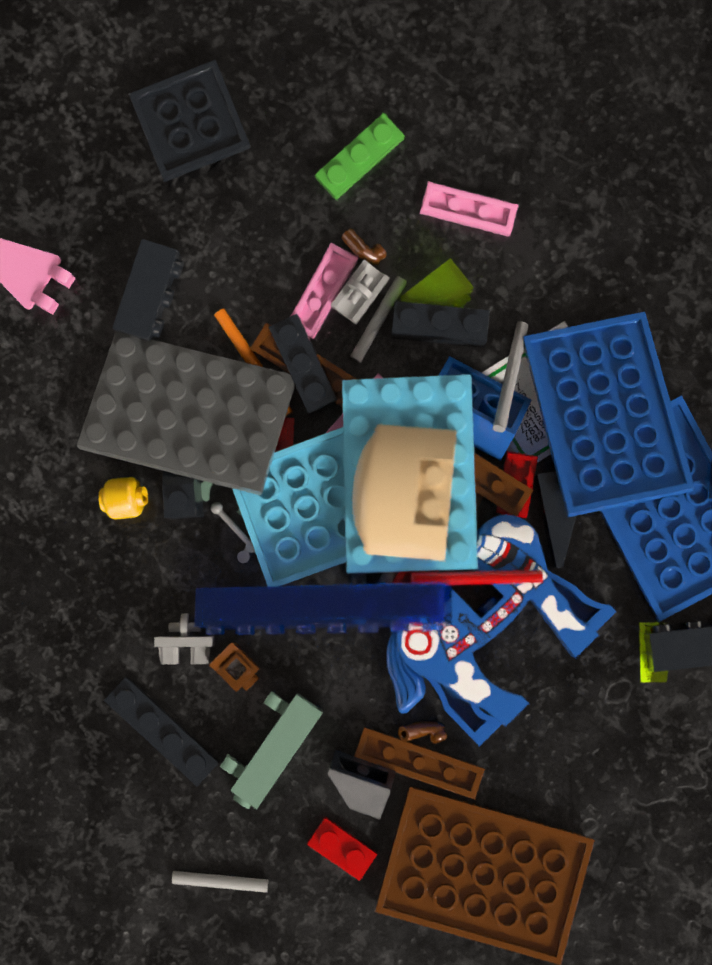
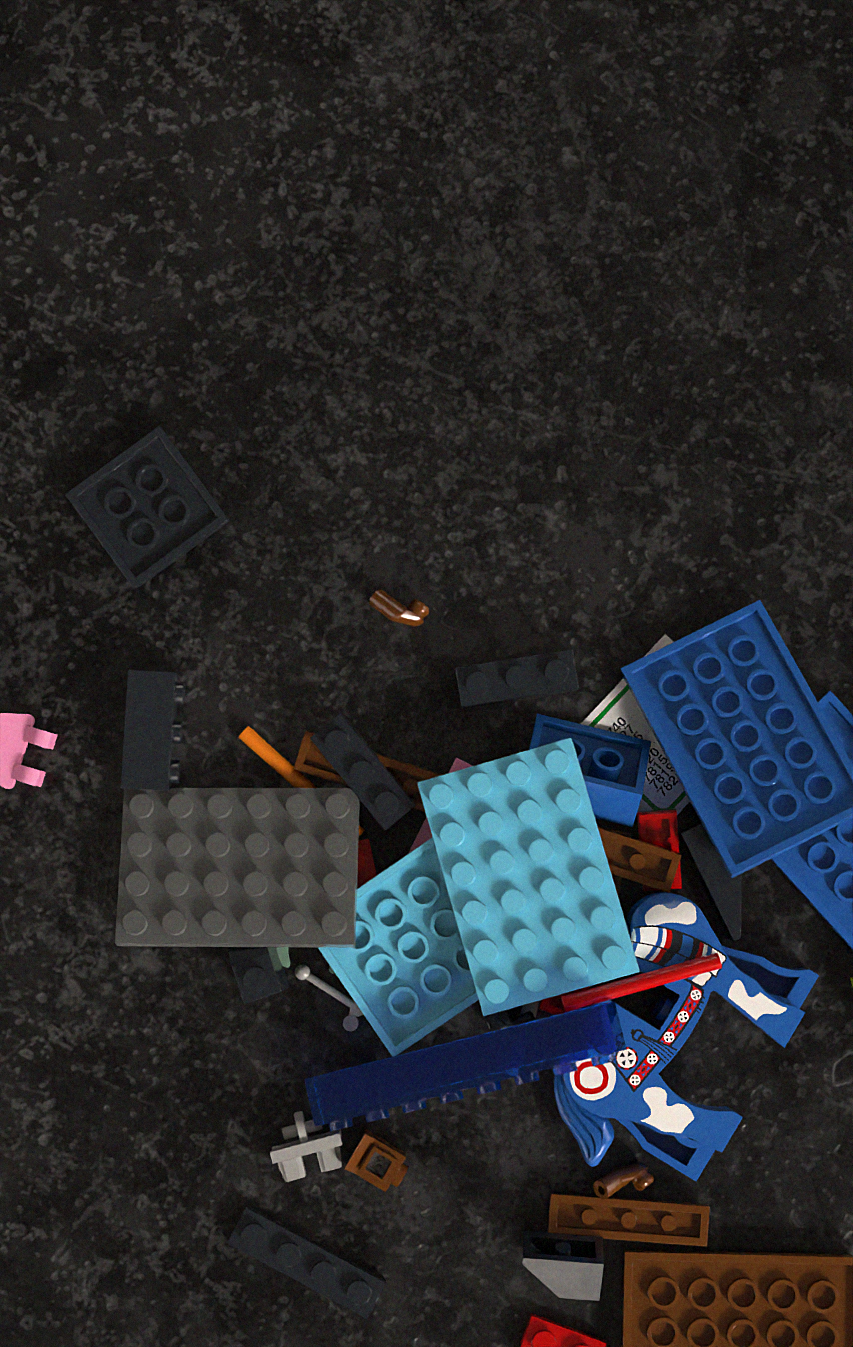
camera: 15 degrees left, 0 degrees up
(123, 498) = (186, 990): yellow head -> none
(276, 750) = (451, 1251): sand green brick -> none
(324, 288) = (364, 671): bright pink tile -> none
(359, 156) = (365, 497): bright green plate -> none
(360, 292) = (409, 665): light grey hips -> none
(378, 319) = (439, 690): light grey bar -> none
(405, 492) = (528, 901): tan slope -> none
(442, 287) = (506, 636): clear neon green slope -> none
(468, 209) = (514, 527): bright pink tile -> none
(510, 377) = (618, 723): light grey bar -> none

